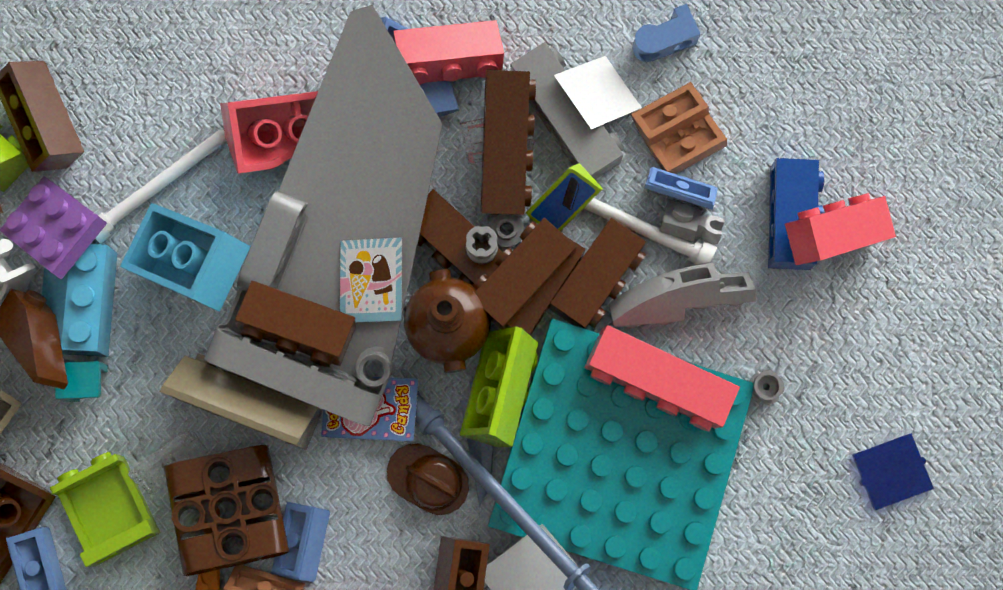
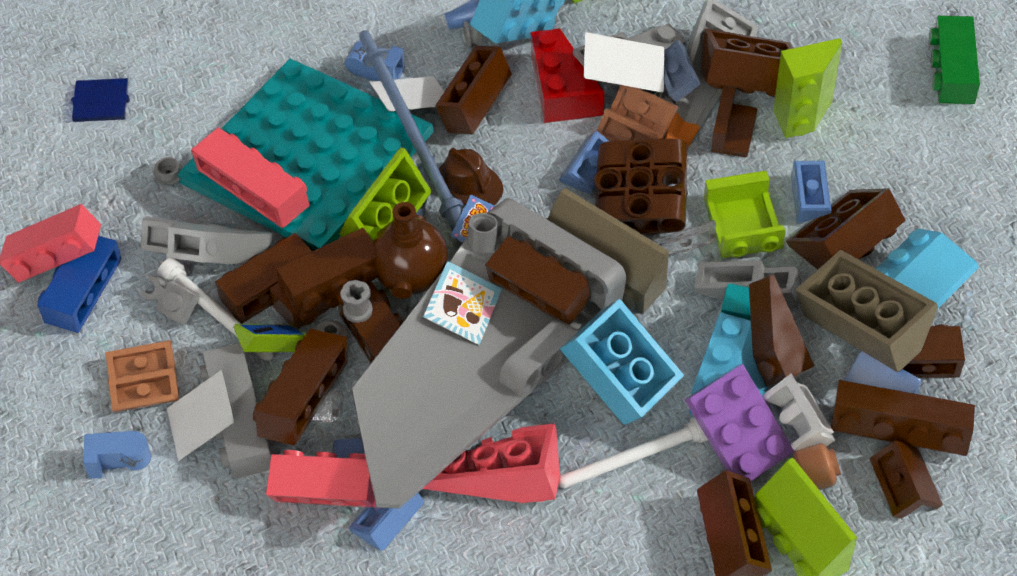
camera: 160 degrees left, 25 degrees down
(83, 418) = (715, 276): none -> light grey slope
(681, 188) = (167, 318): medium blue slope -> none

